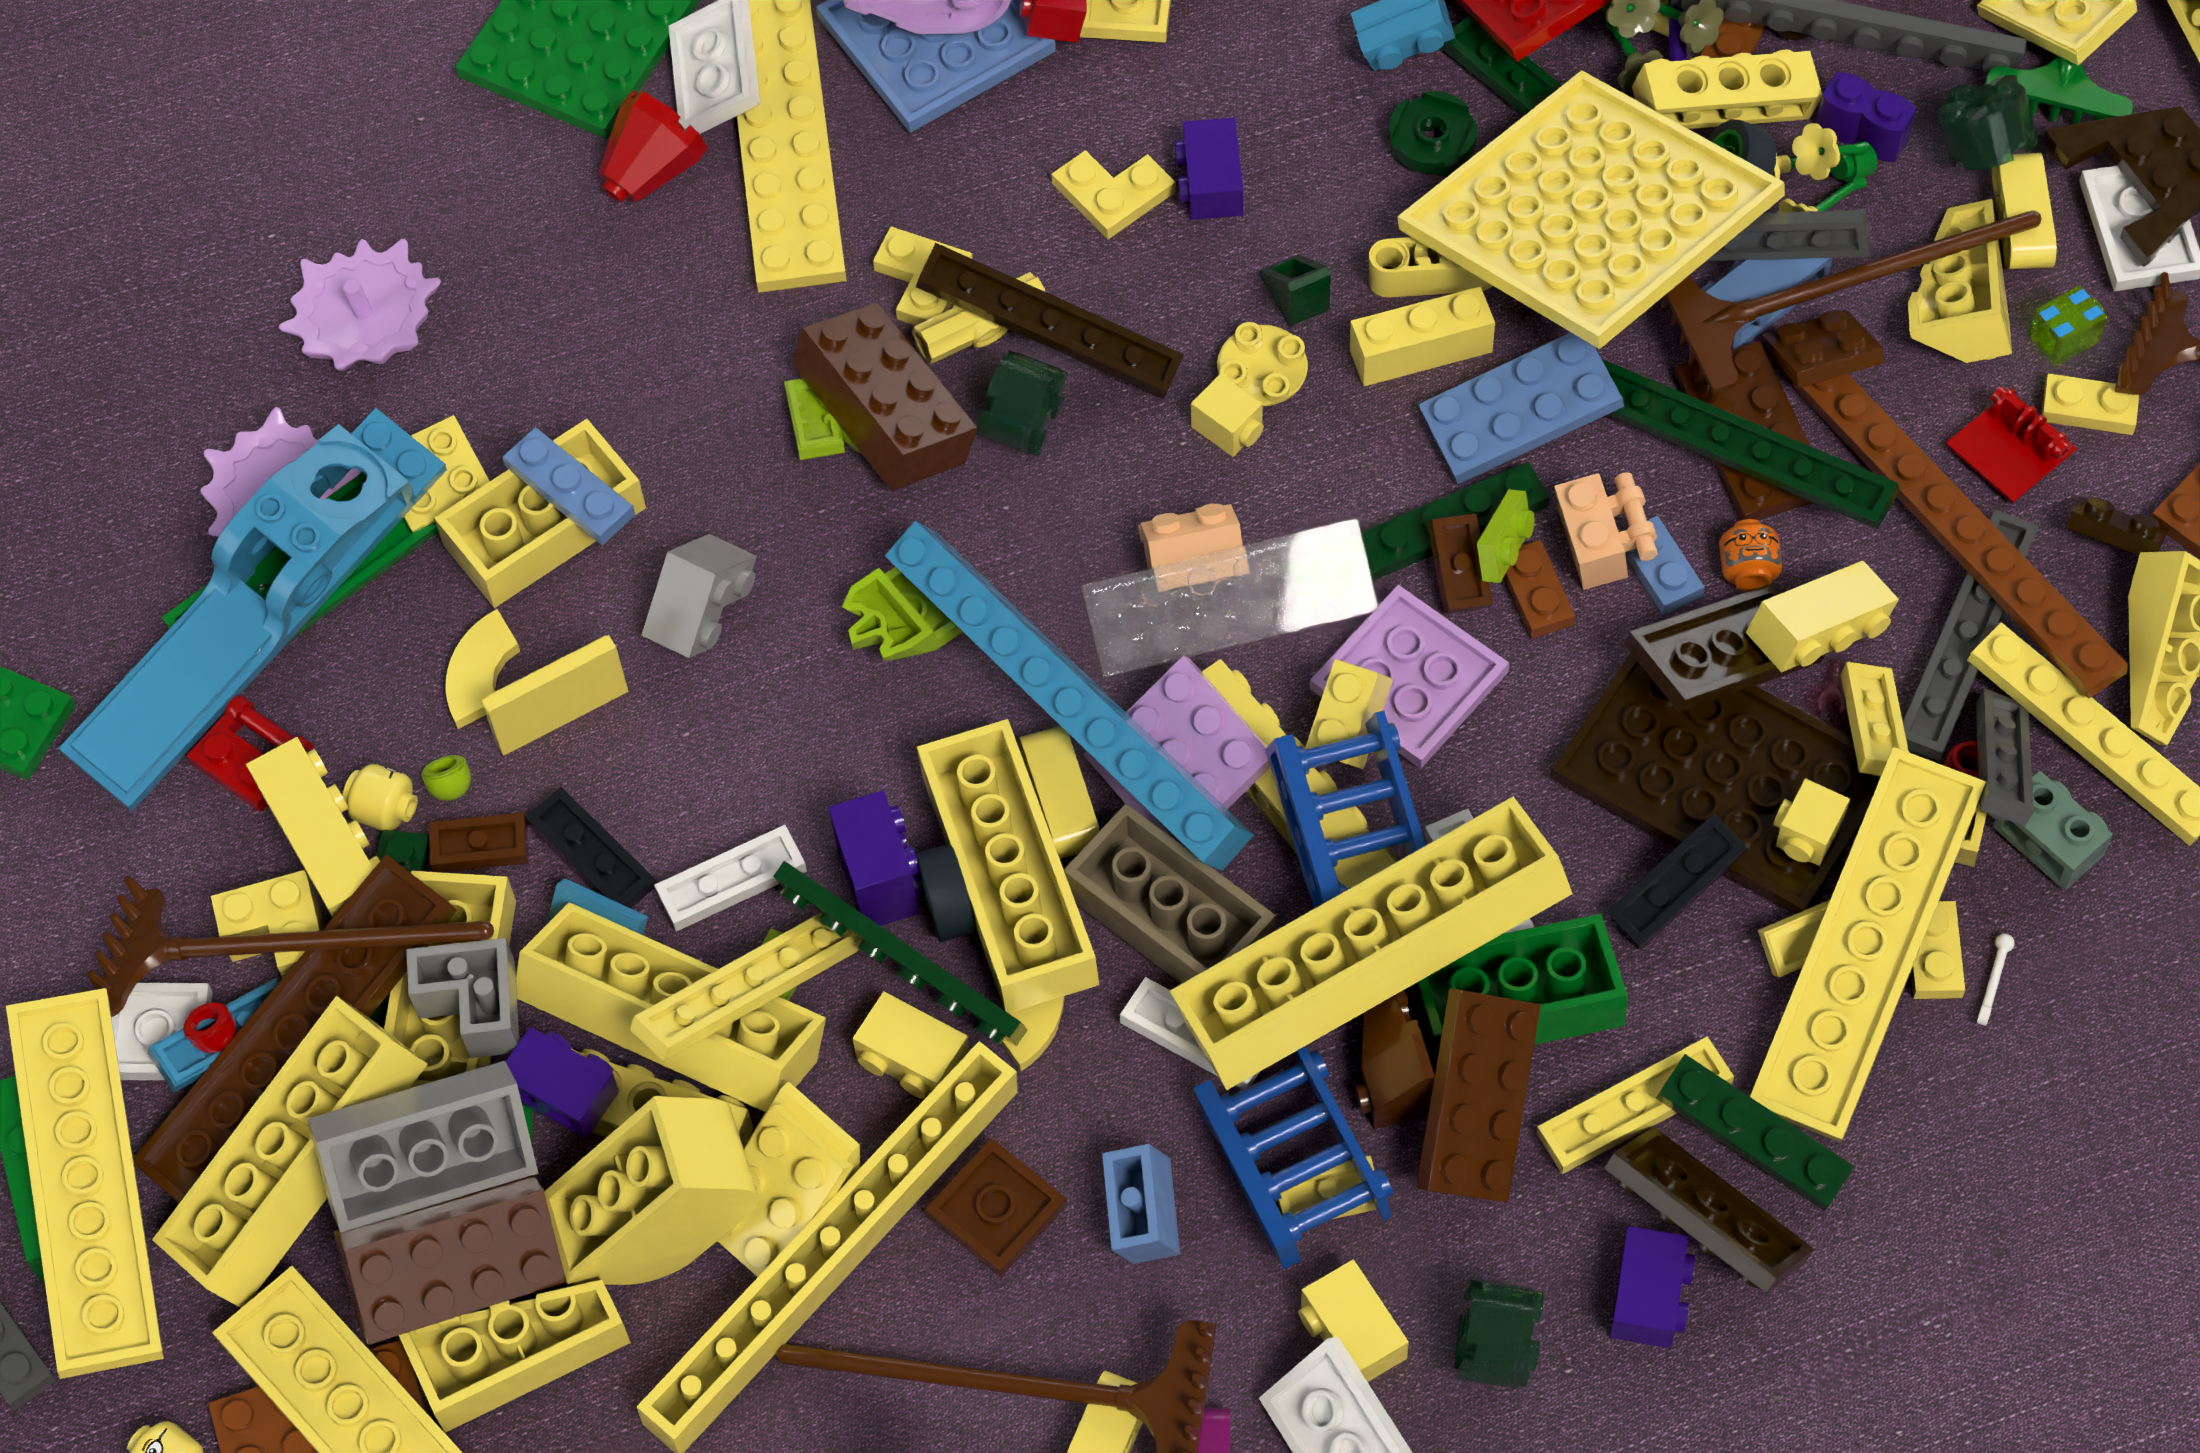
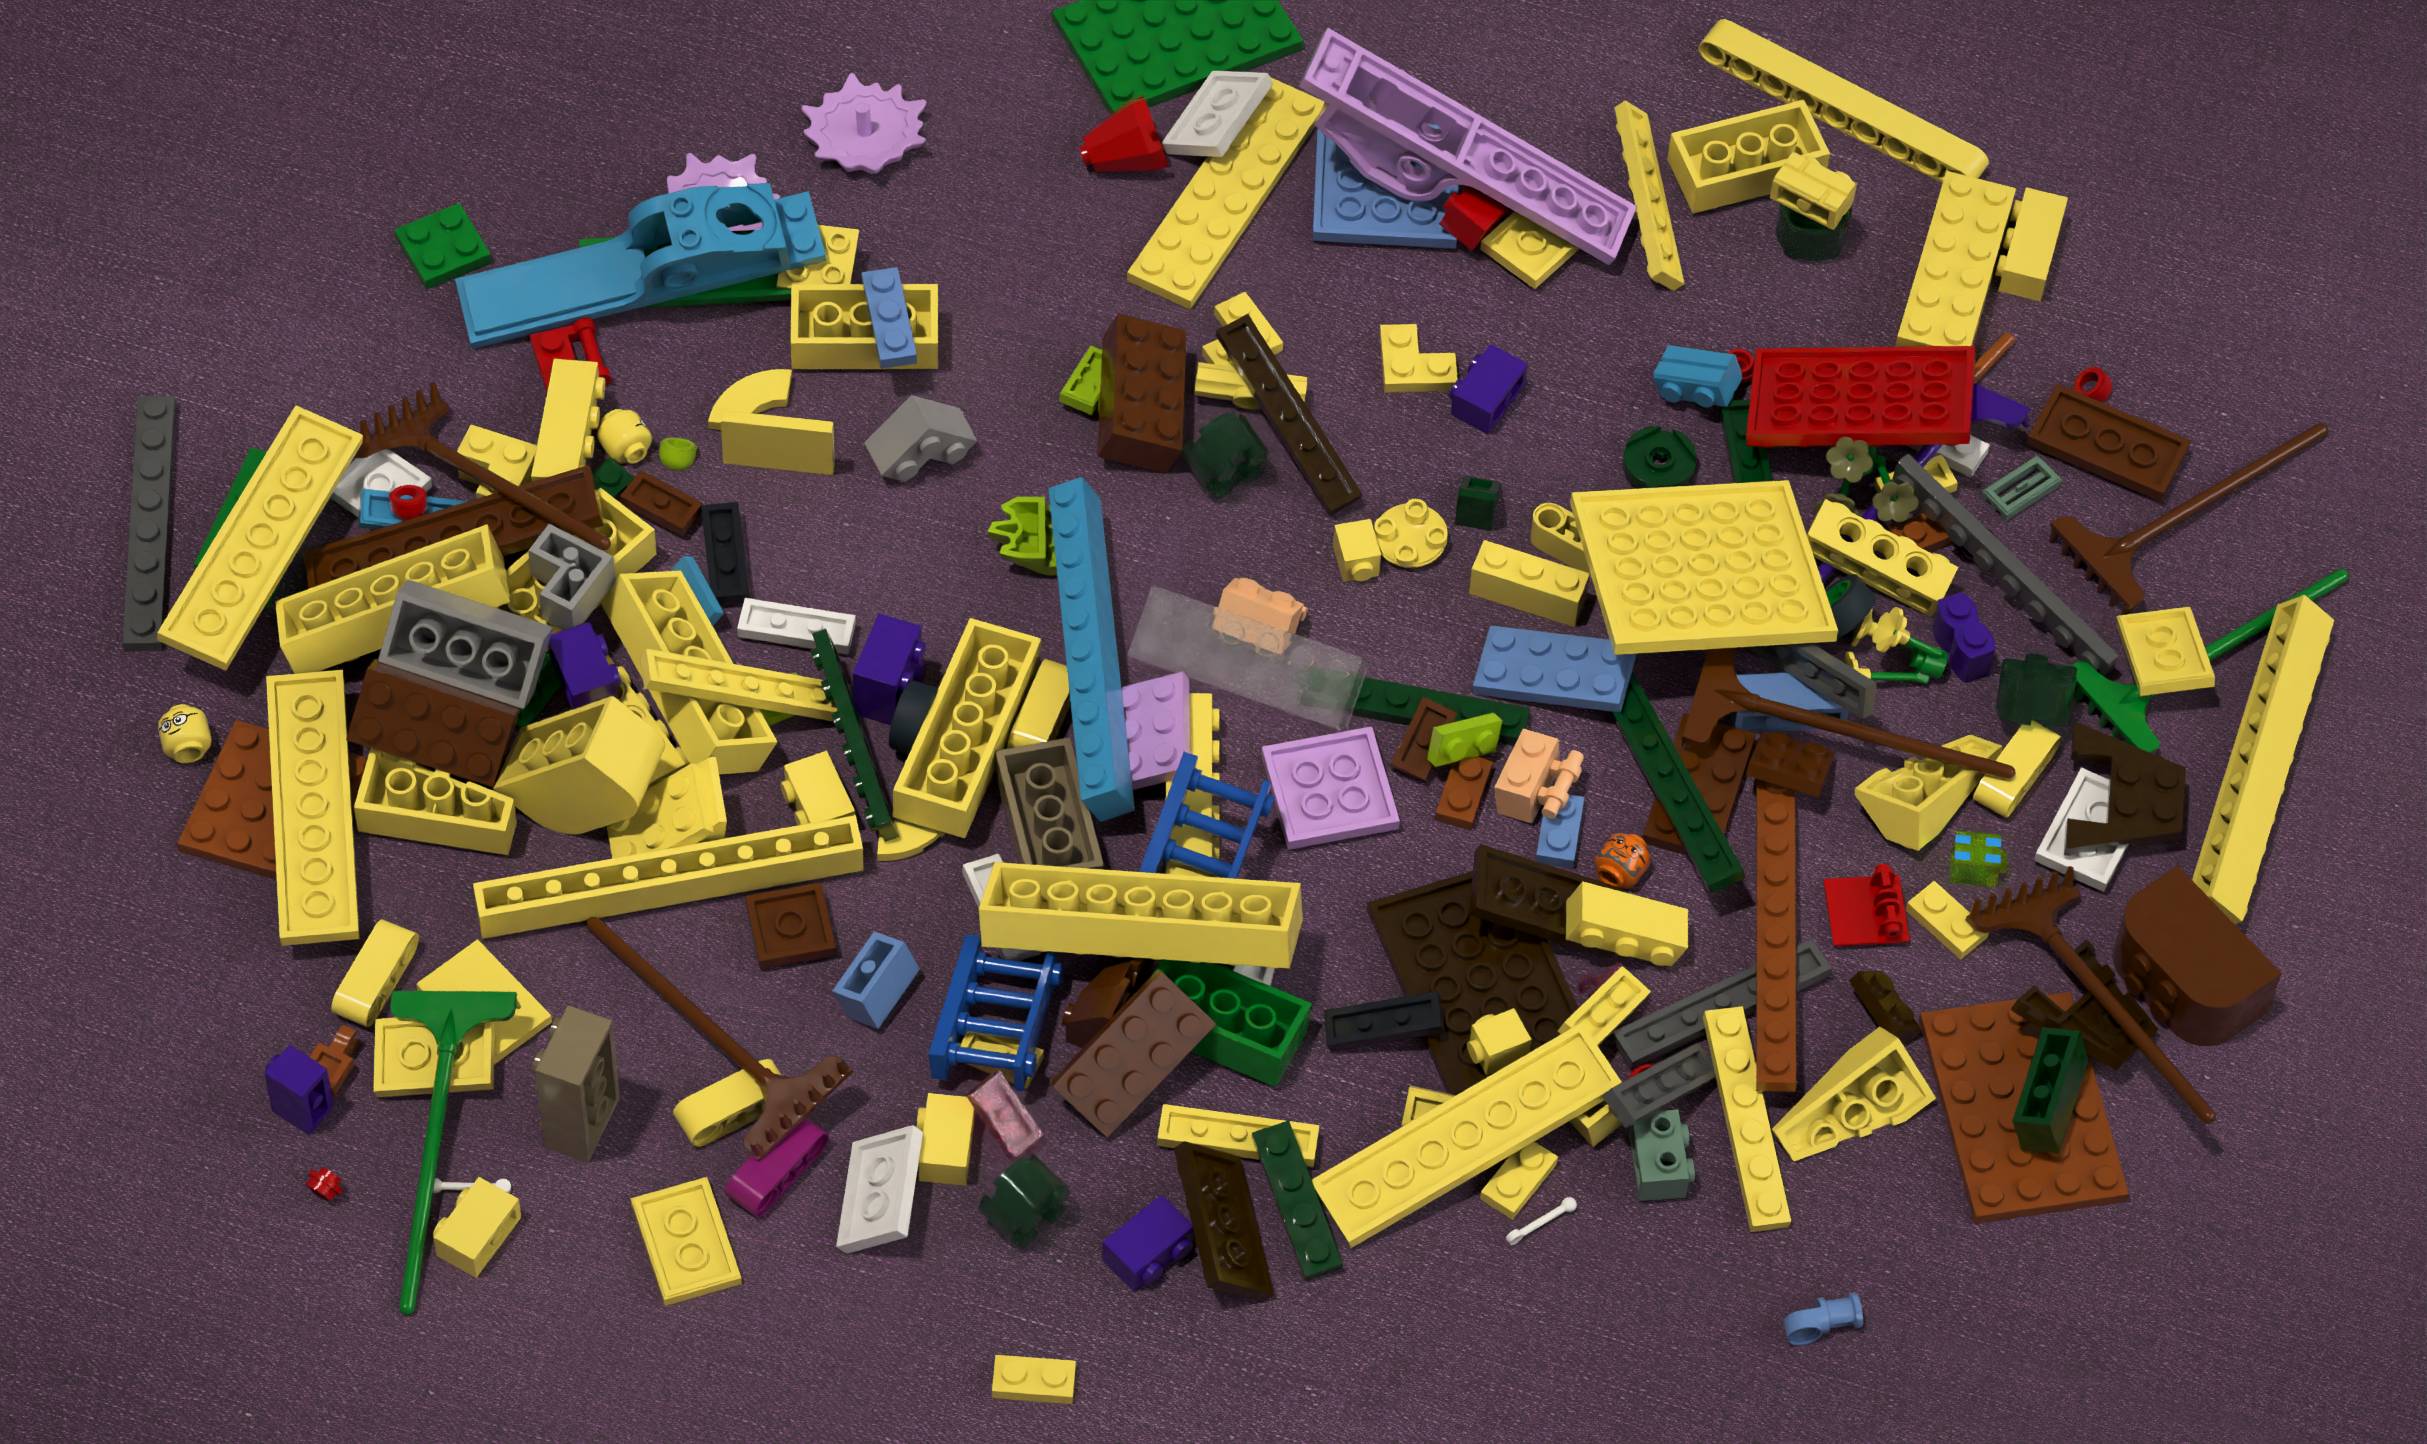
camera: 30 degrees right, 5 degrees down
(1347, 704) = (1267, 762): light yellow brick -> none
(1394, 1255) = (1004, 1115): none -> clear pink plate

